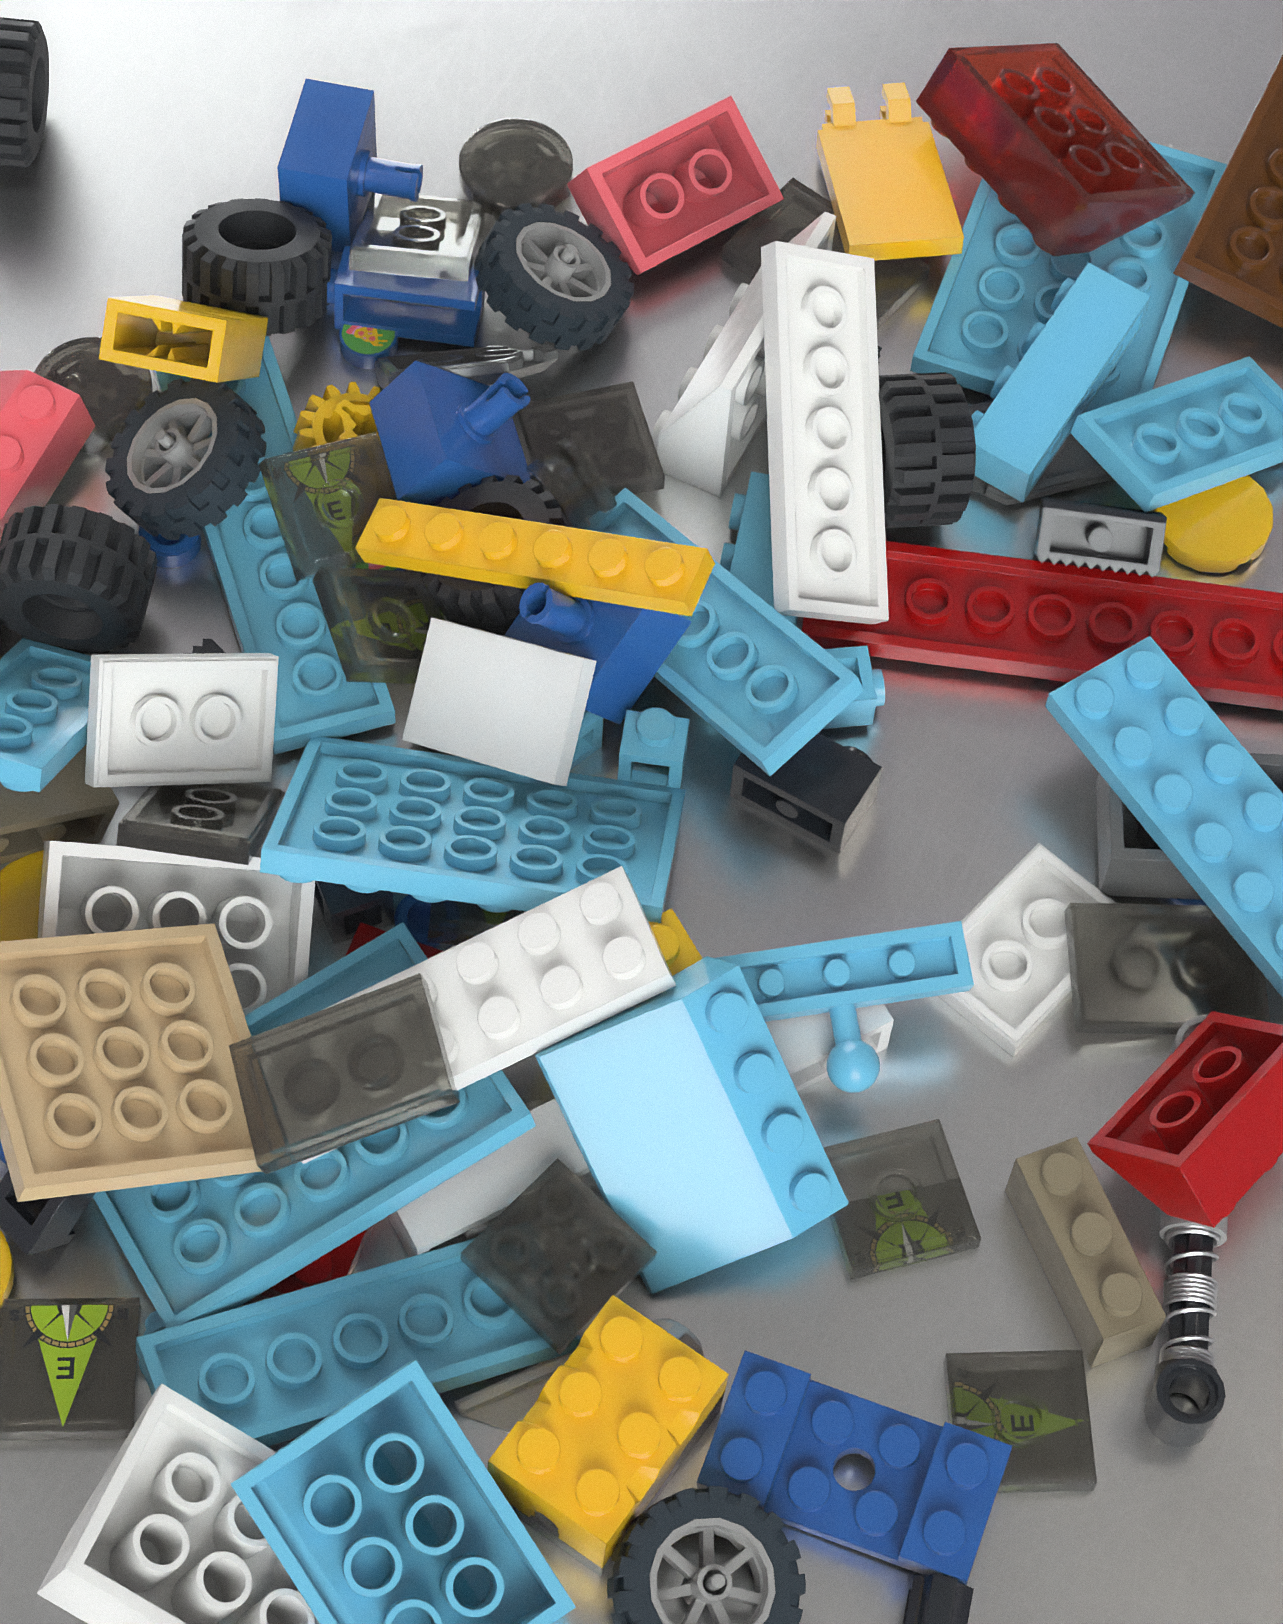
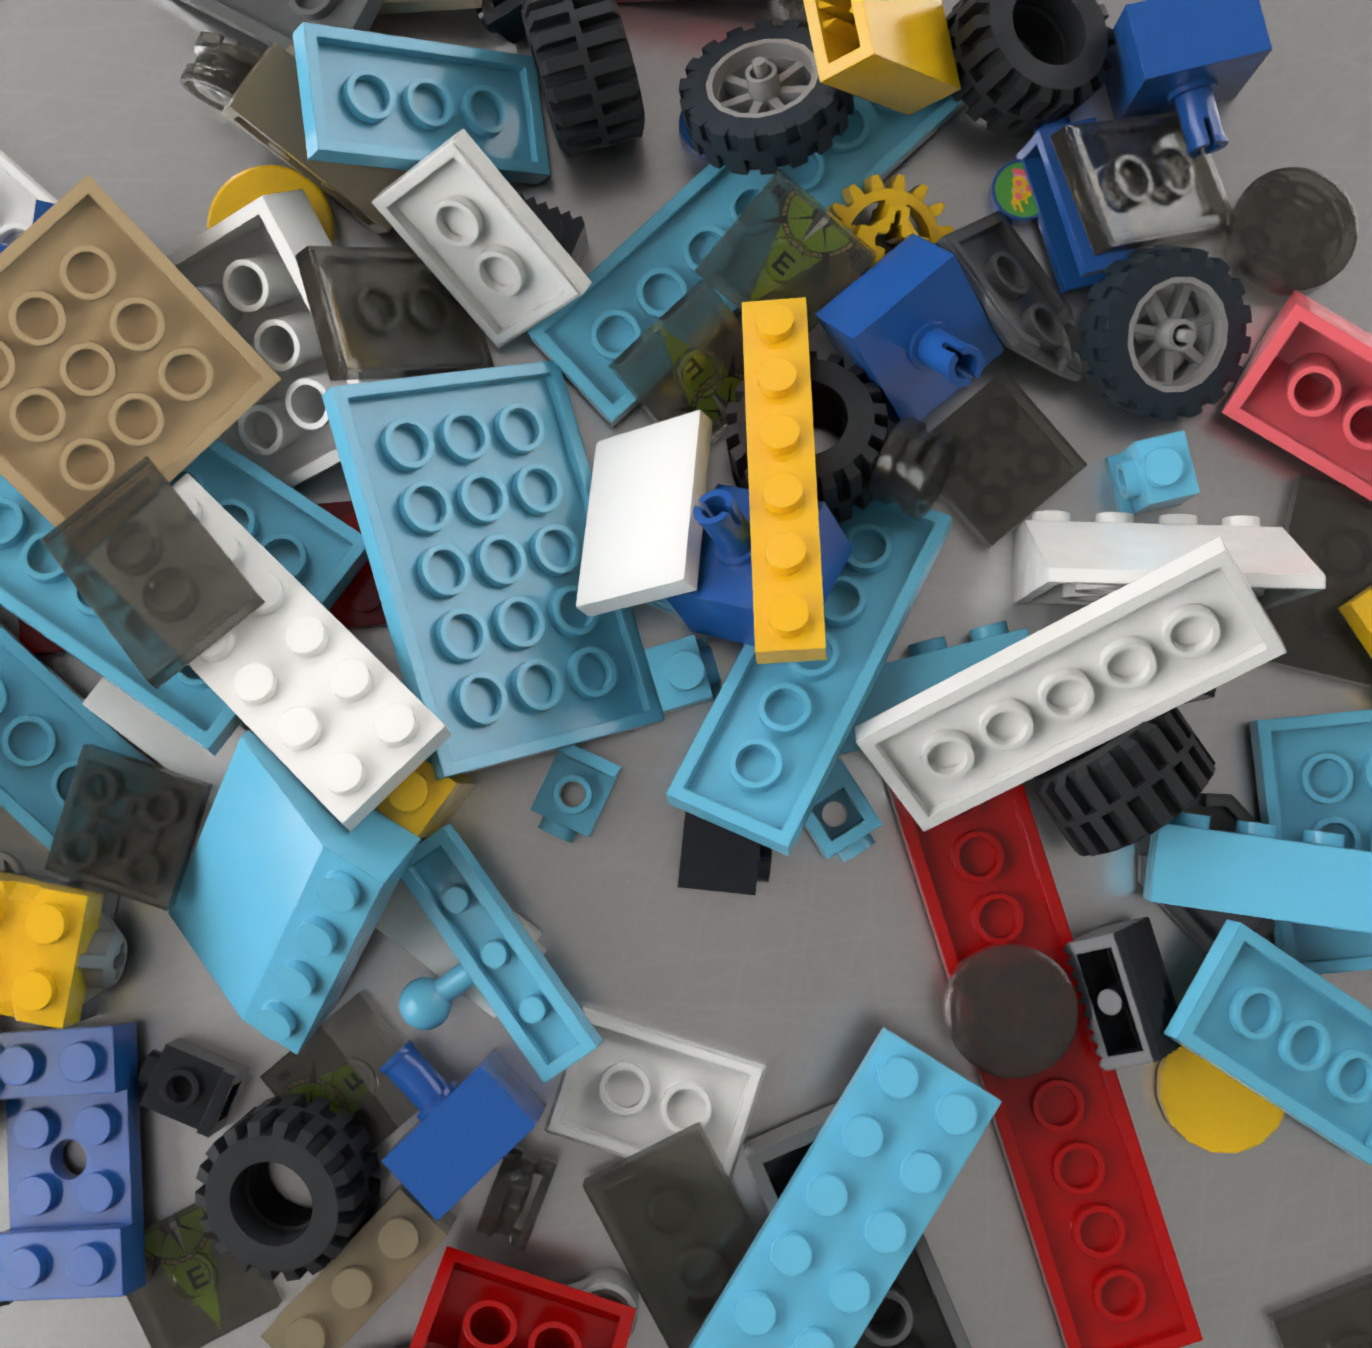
camera: 70 degrees right, 25 degrees up
(666, 339) = (1153, 474): none -> medium azure brick
(711, 903) = (594, 774): none -> medium azure brick
(853, 1310) = (213, 1080): none -> black brick
(981, 1087) = (460, 1127): none -> blue brick
(1022, 1246) = (256, 1219): none -> black tyre
(1068, 1082) = (510, 1195): none -> clear smoke wheel
(1073, 618) = (1010, 1010): none -> clear smoke tile

